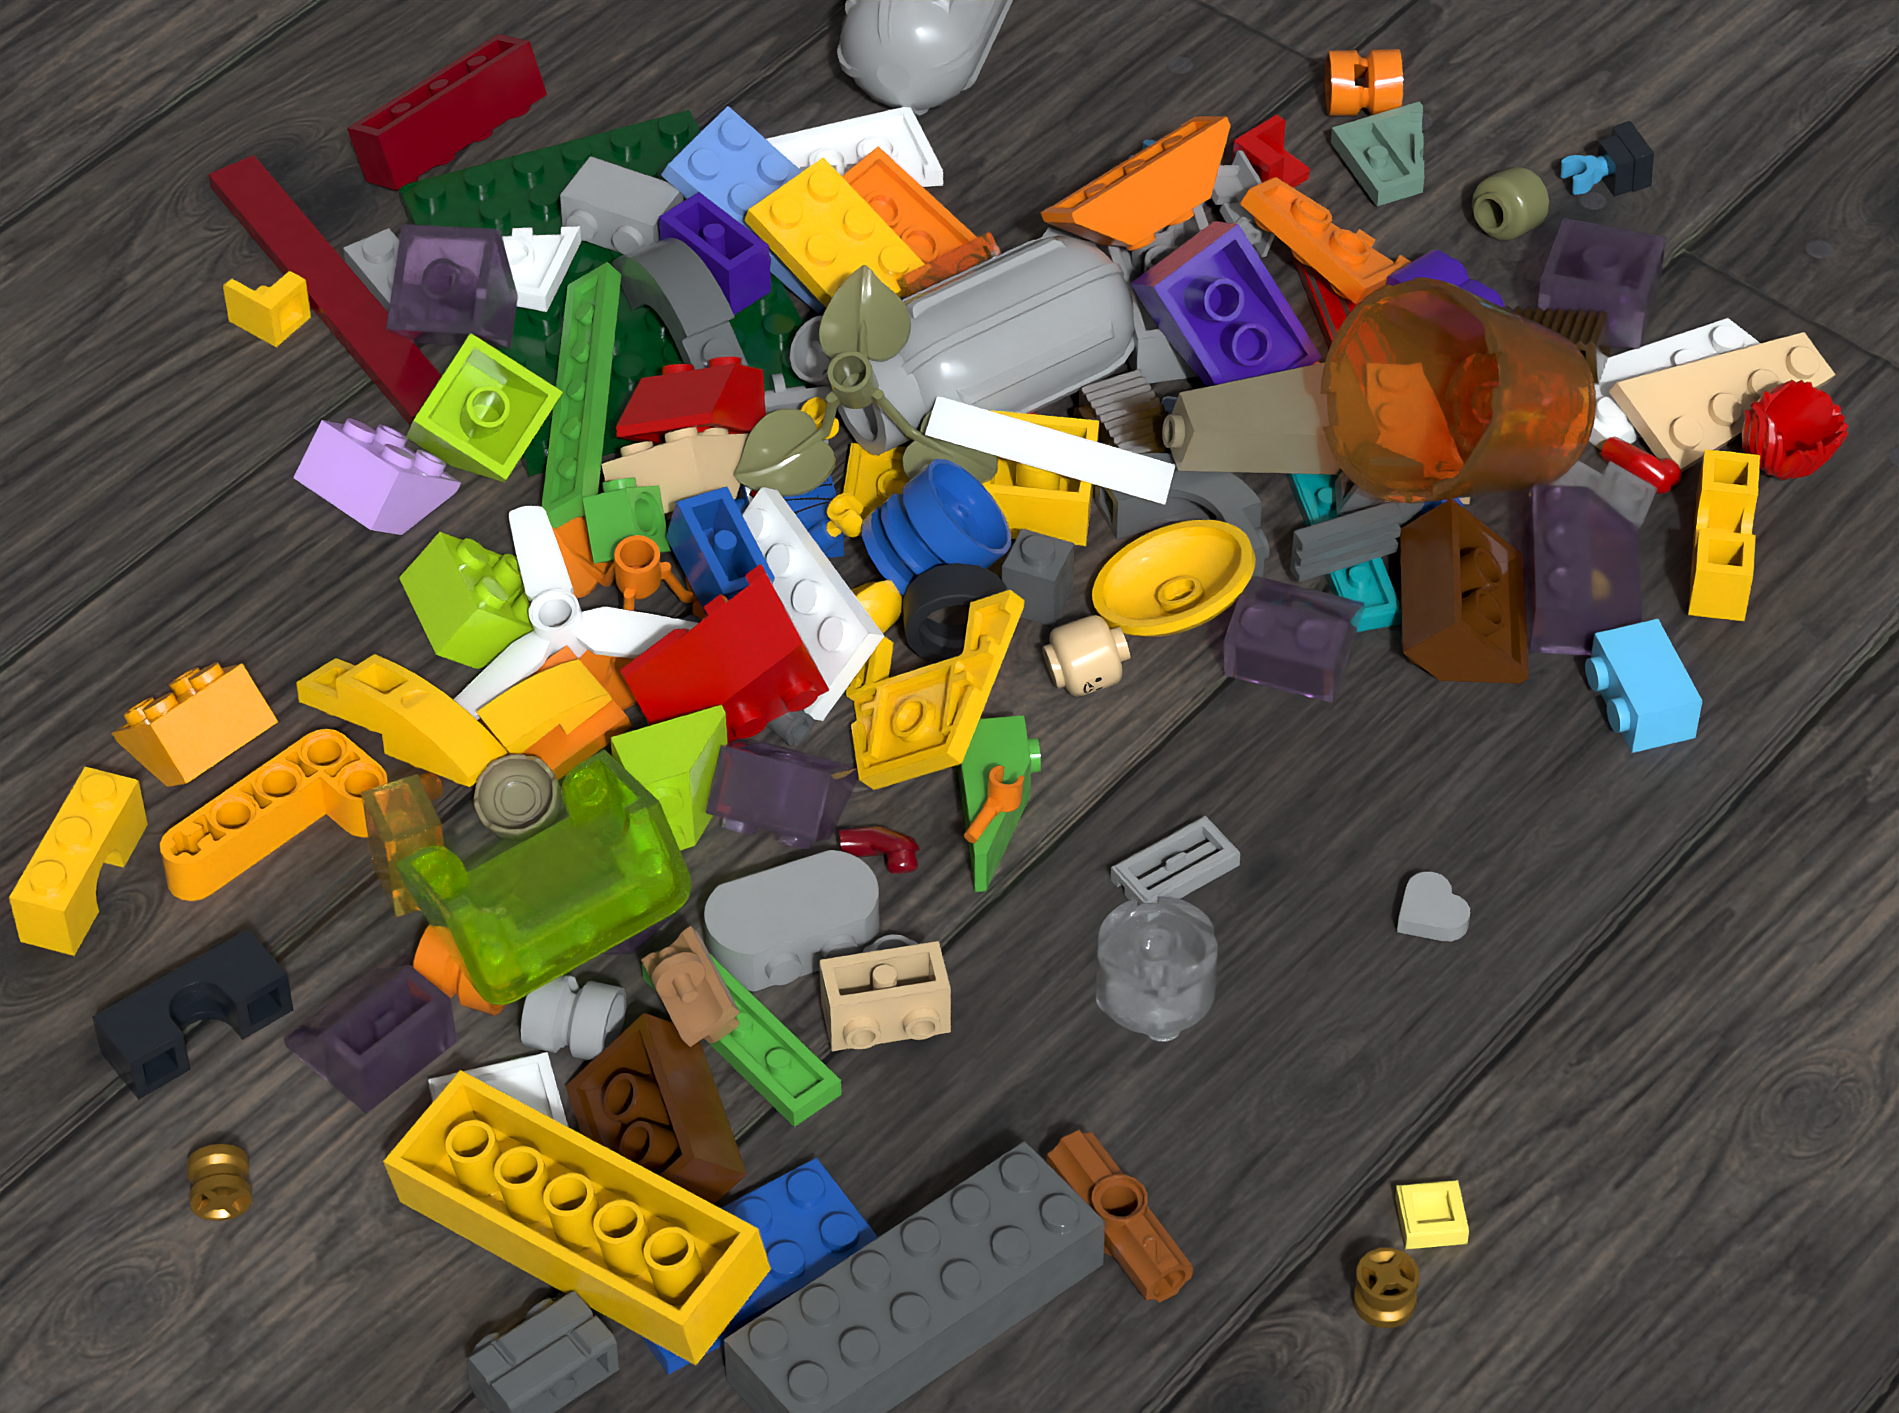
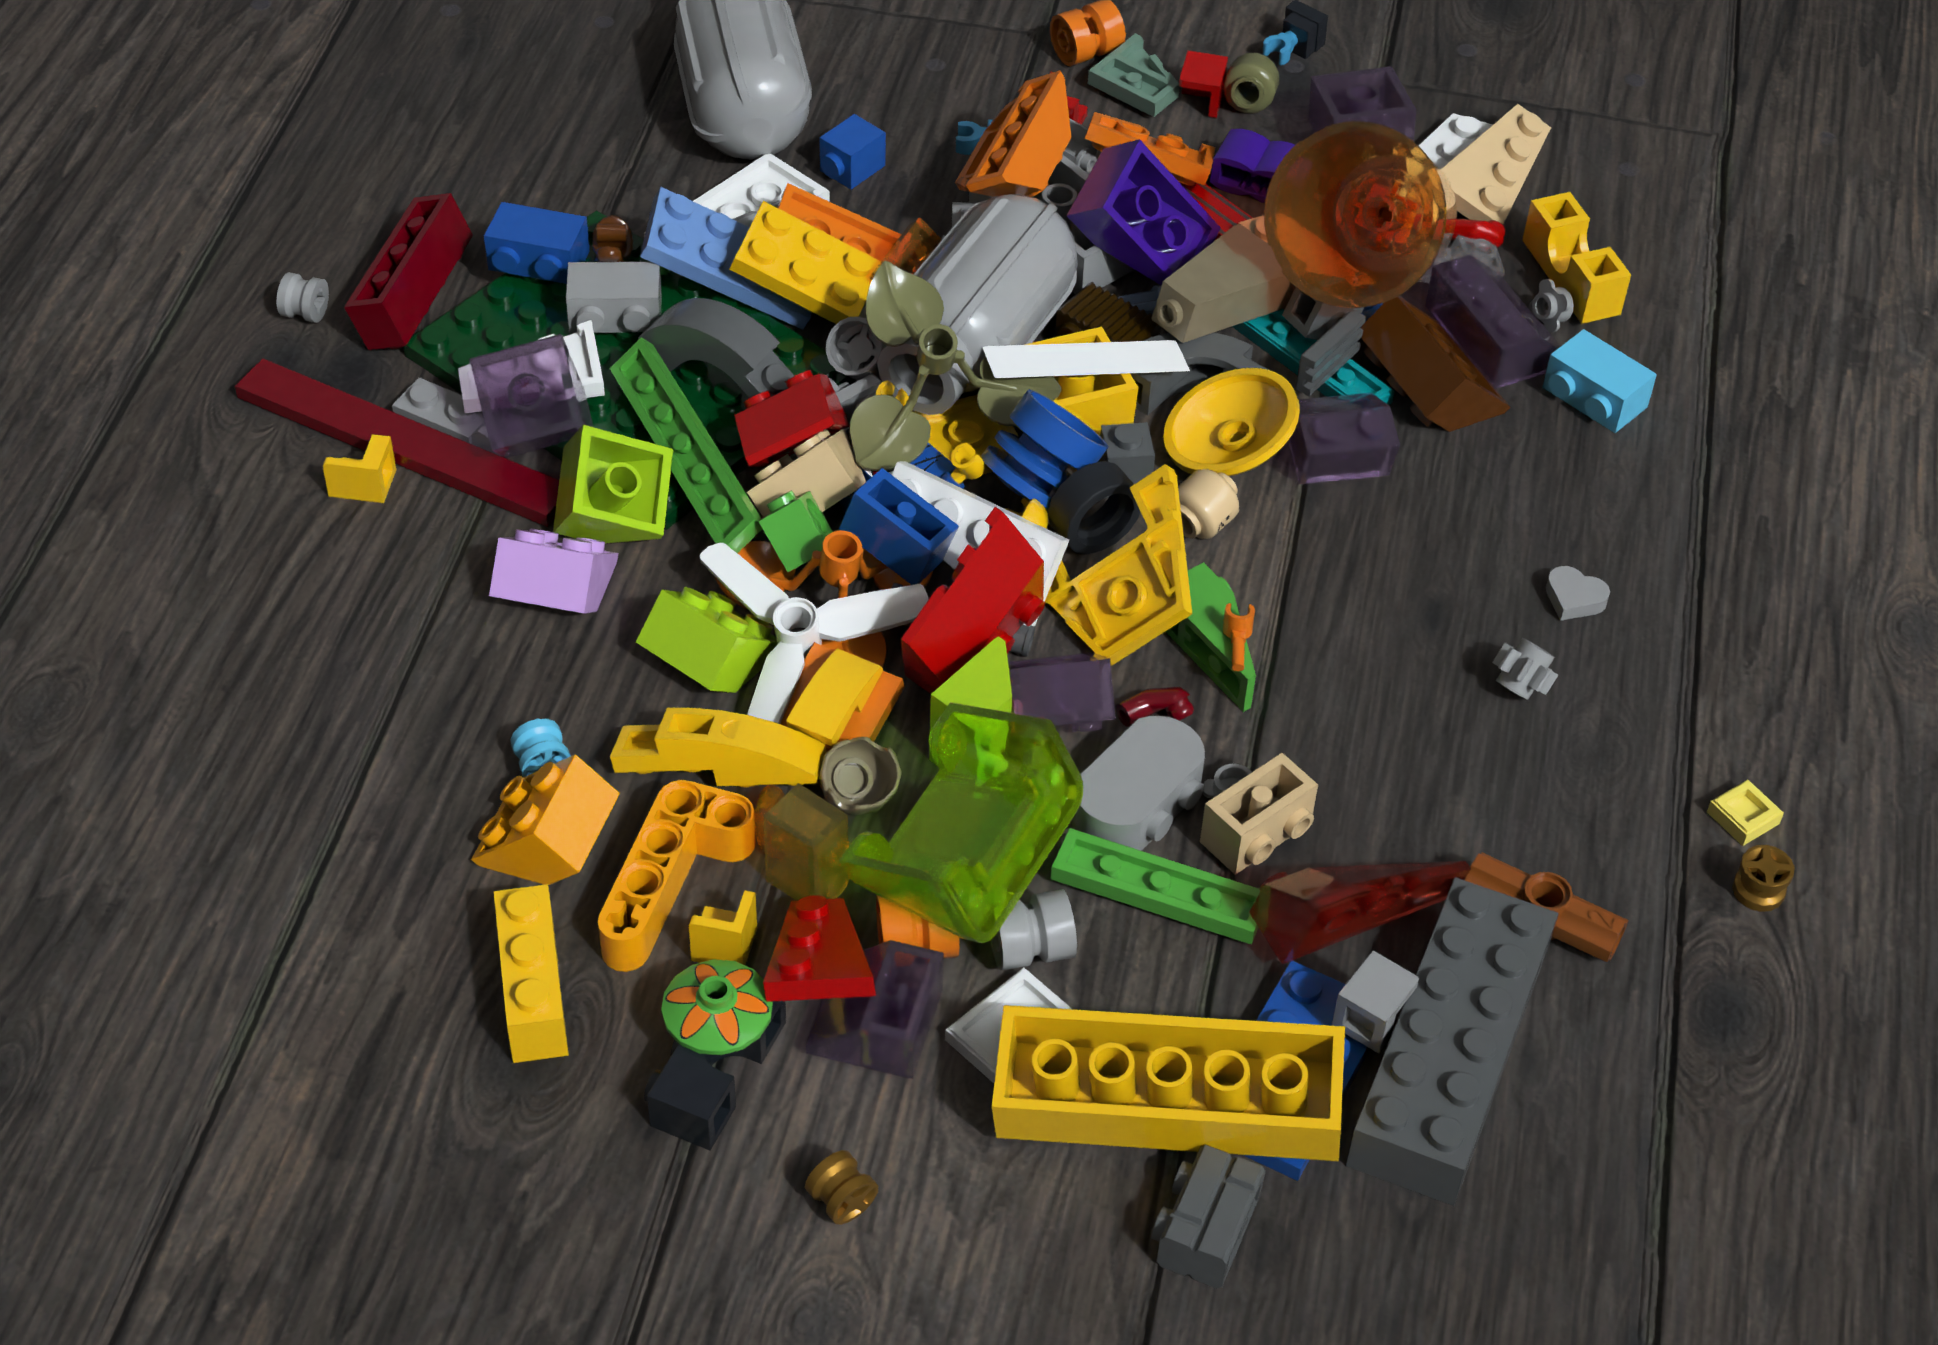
camera: 30 degrees left, 0 degrees up
(214, 978) = (721, 1023): none -> bright green dish
(241, 642) = (537, 744): none -> medium azure wheel
(287, 901) = (724, 933): none -> yellow panel
(332, 103) = (302, 297): none -> light grey wheel
(341, 950) = (818, 954): none -> red wing
(585, 121) = (535, 242): none -> blue brick
(659, 1108) = (1146, 967): reddish brown slope -> none
(663, 146) = (612, 240): none -> reddish brown piece
(692, 989) = (1123, 864): medium nougat hips -> none
(726, 247) = (727, 286): dark purple brick -> none
(841, 1219) = (1373, 999): none -> light grey panel
(888, 1118) = (1335, 903): none -> clear red wedge
(1001, 135) = (852, 151): none -> blue brick
(1156, 966) = (1434, 710): clear brick -> none
(1182, 871) = (1363, 659): light grey tile -> none
(1296, 964) = (1525, 668): none -> light grey gear
(1455, 175) = (1204, 77): none -> red panel
(1661, 580) = (1552, 305): none -> light grey plate
(1793, 430) = (1563, 167): red hair -> none

